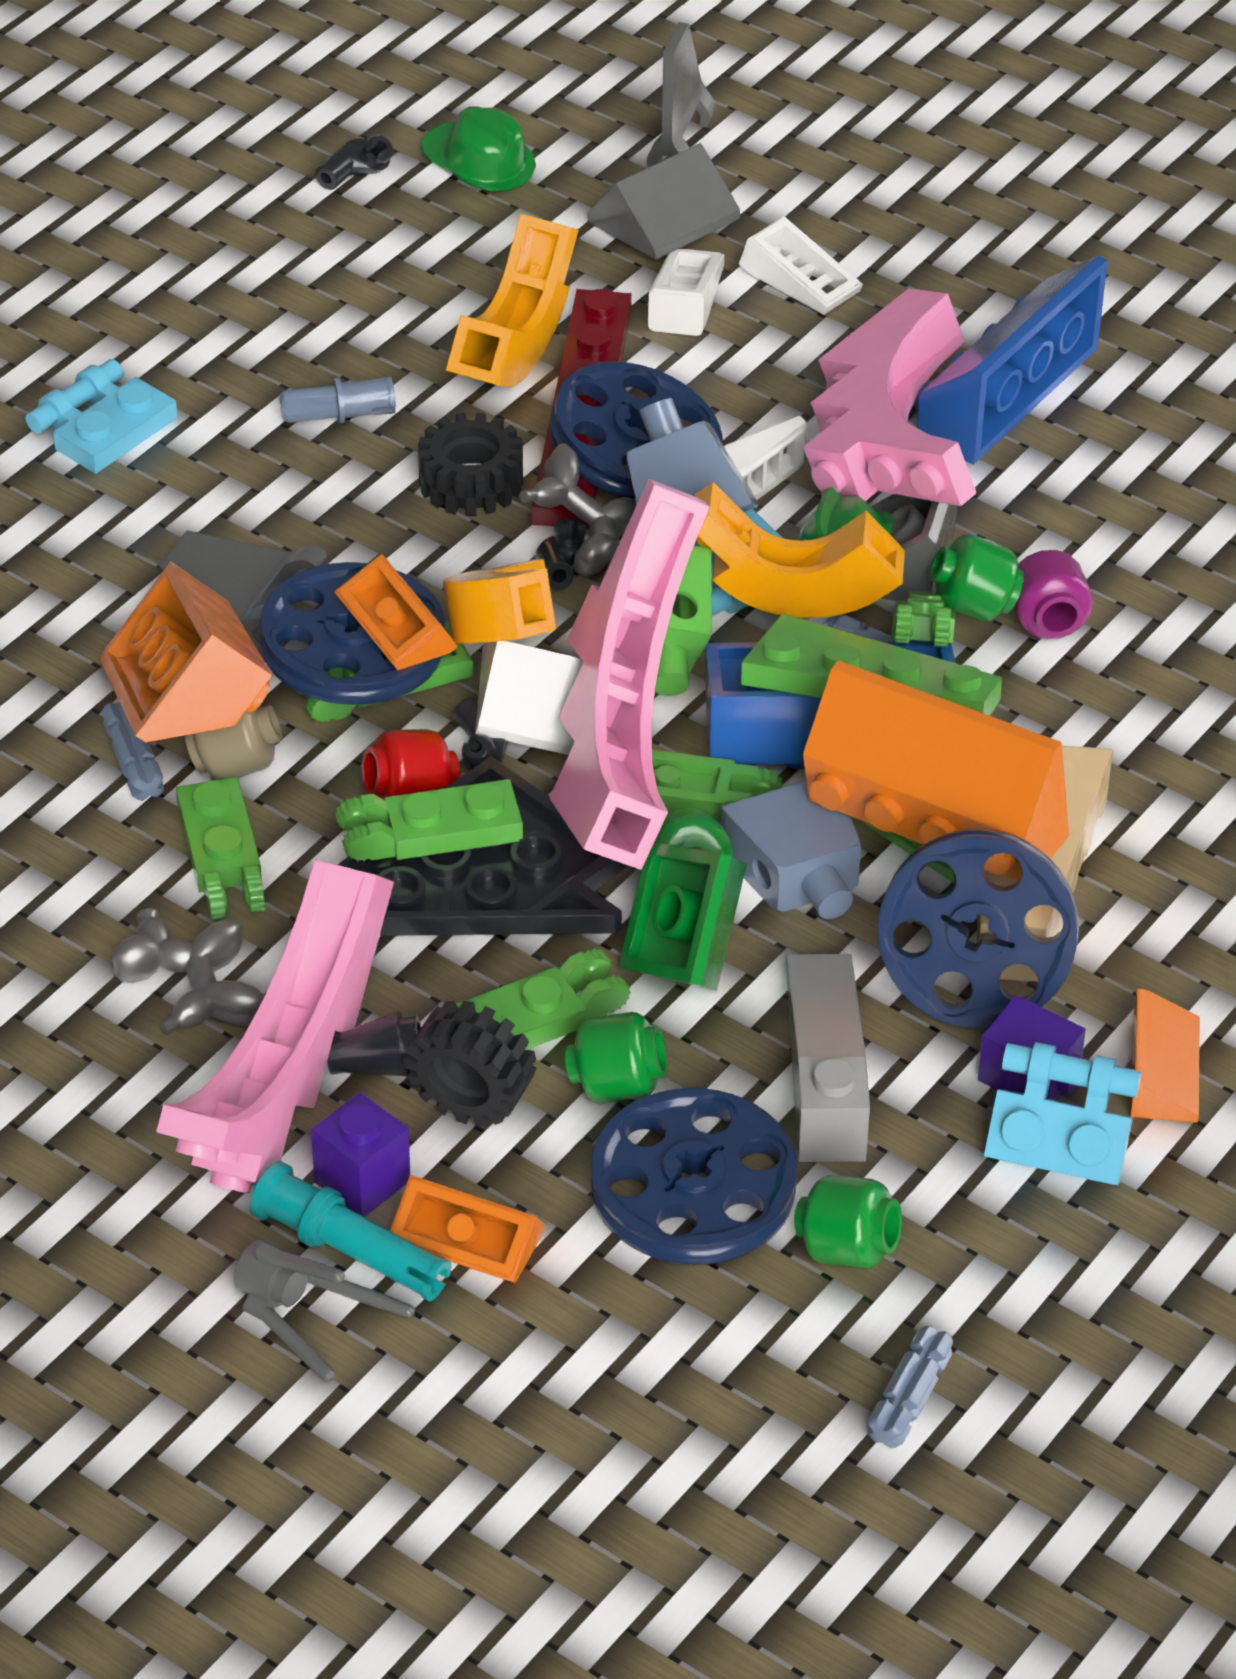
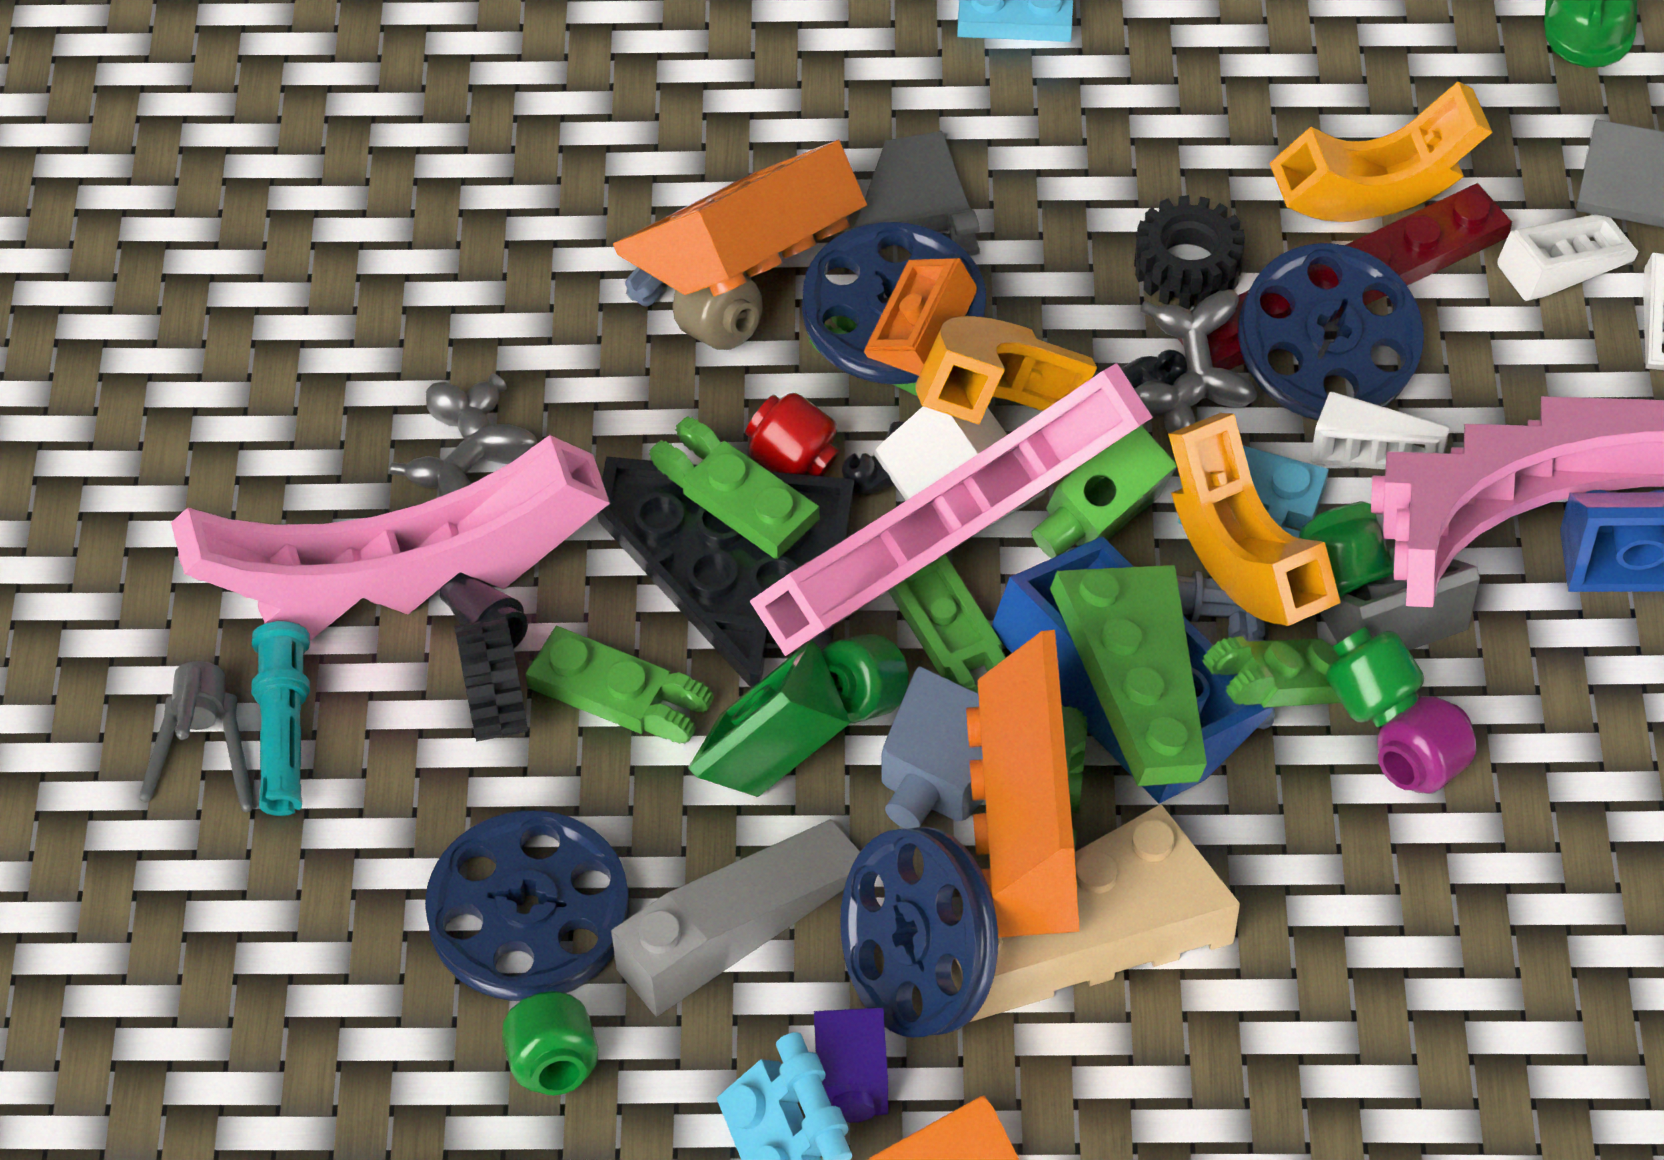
camera: 55 degrees right, 10 degrees up
(220, 843) = (618, 379): bright green hinge -> none
(339, 400) = (1180, 123): sand blue axle -> none
(361, 1154) = (353, 672): dark purple brick -> none
(467, 1229) = (356, 789): orange slope -> none
(617, 1057) = (597, 773): green head -> none
(685, 457) = (1279, 394): sand blue torso -> none

